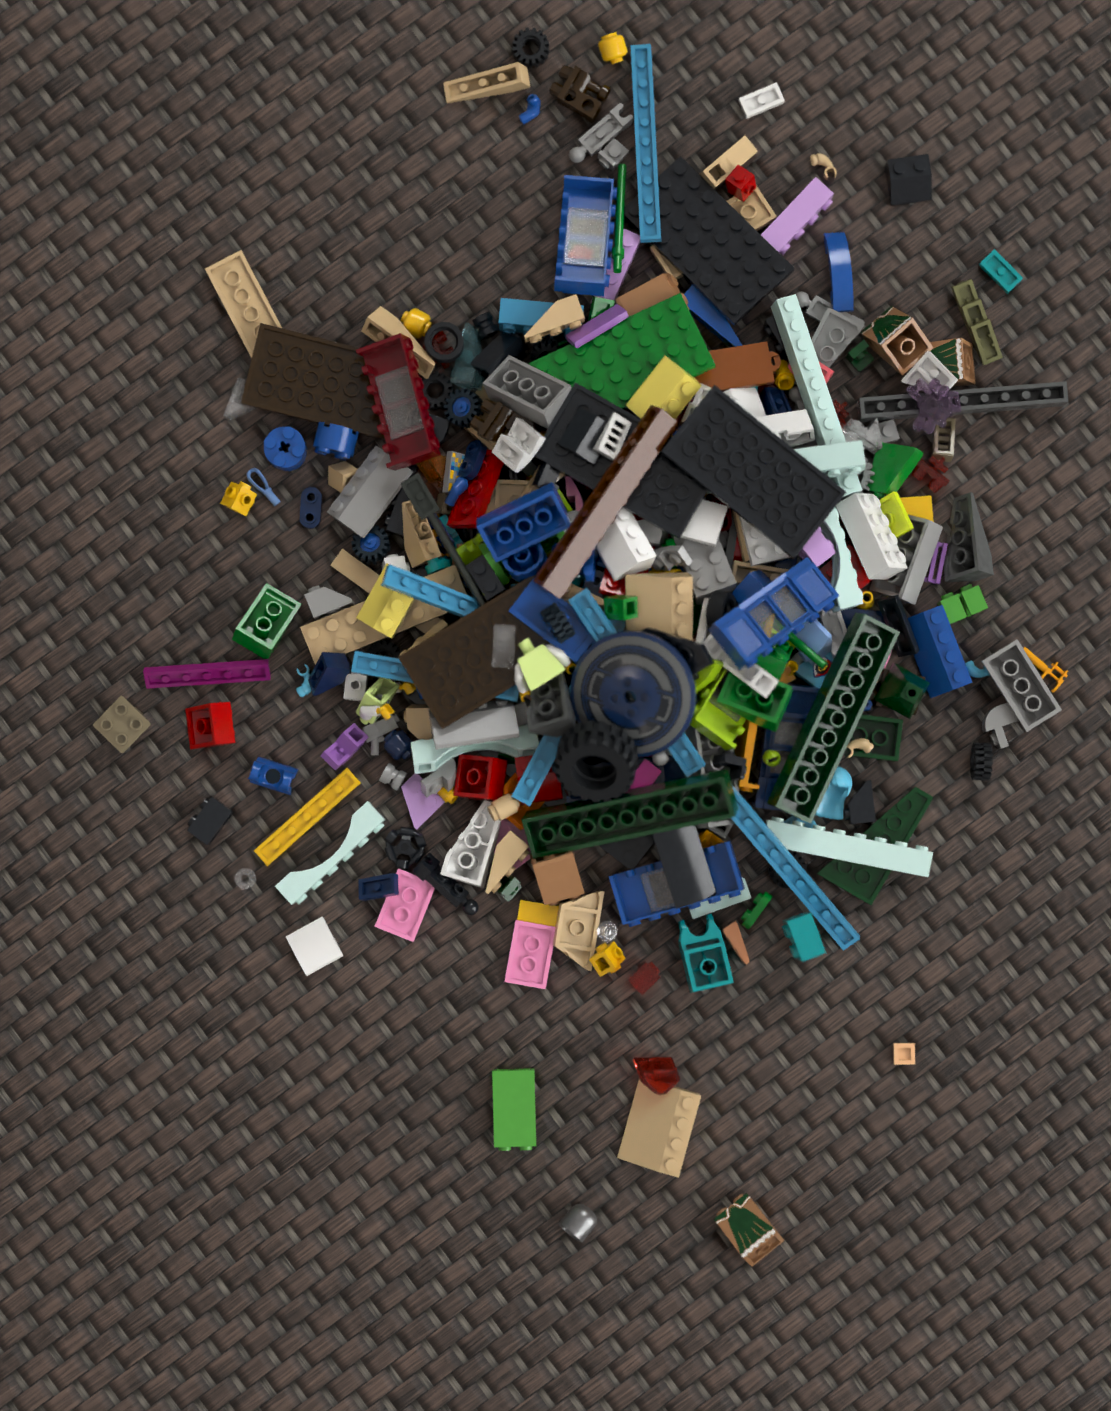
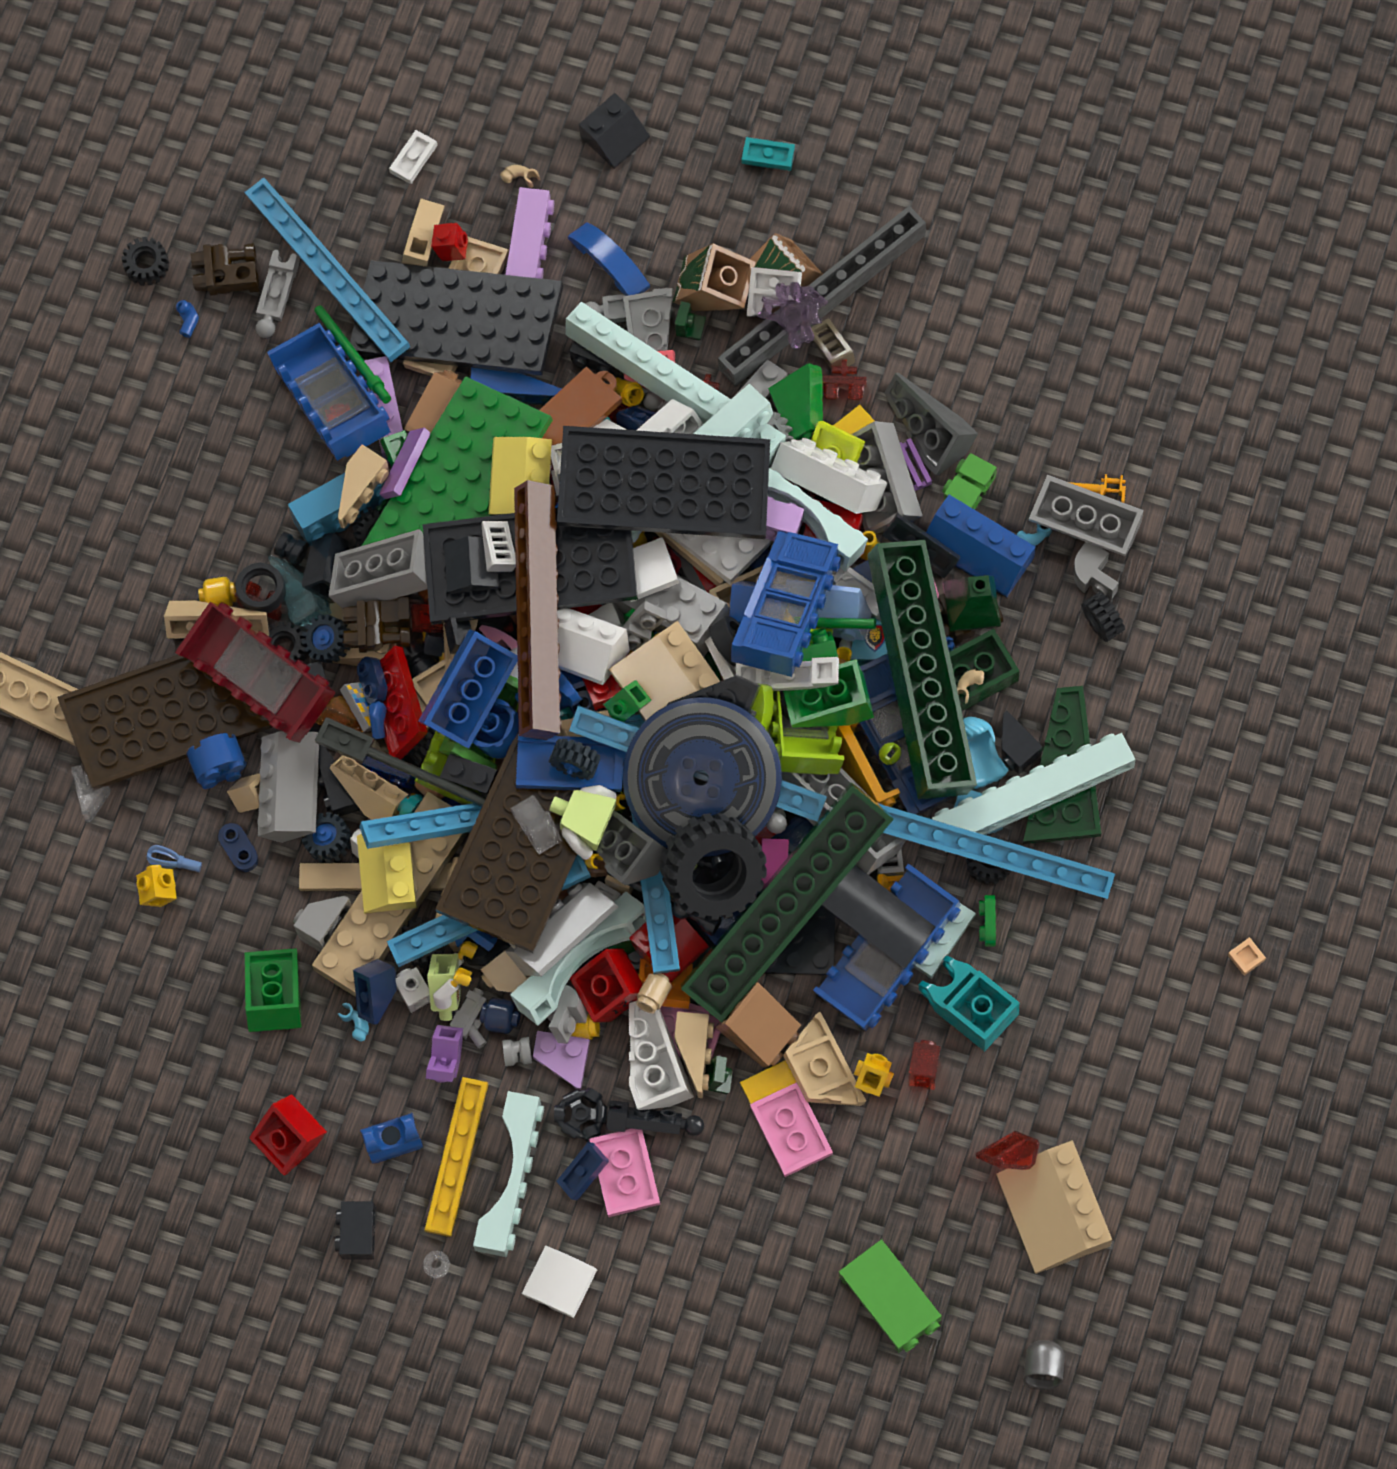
camera: 30 degrees left, 15 degrees down
(122, 724) = (193, 1194): dark tan bracket -> none
(207, 673) = (247, 1084): magenta plate -> none
(274, 445) = (174, 818): blue brick -> none
(488, 83) = (126, 321): tan slope -> none
(519, 445) = (409, 624): white slope -> none
(611, 931) = (852, 1050): clear plate -> none
(612, 48) = (228, 206): yellow head -> none
(612, 154) = (301, 305): light grey bracket -> none
(735, 939) = (993, 966): nougat slope -> none
(736, 764) = (857, 776): black bracket -> none
(748, 1229) = (1225, 1244): slope -> none
(803, 936) = (1054, 901): teal brick -> none
(870, 436) = (758, 380): clear slope -> none
(976, 322) = (780, 216): olive slope -> none

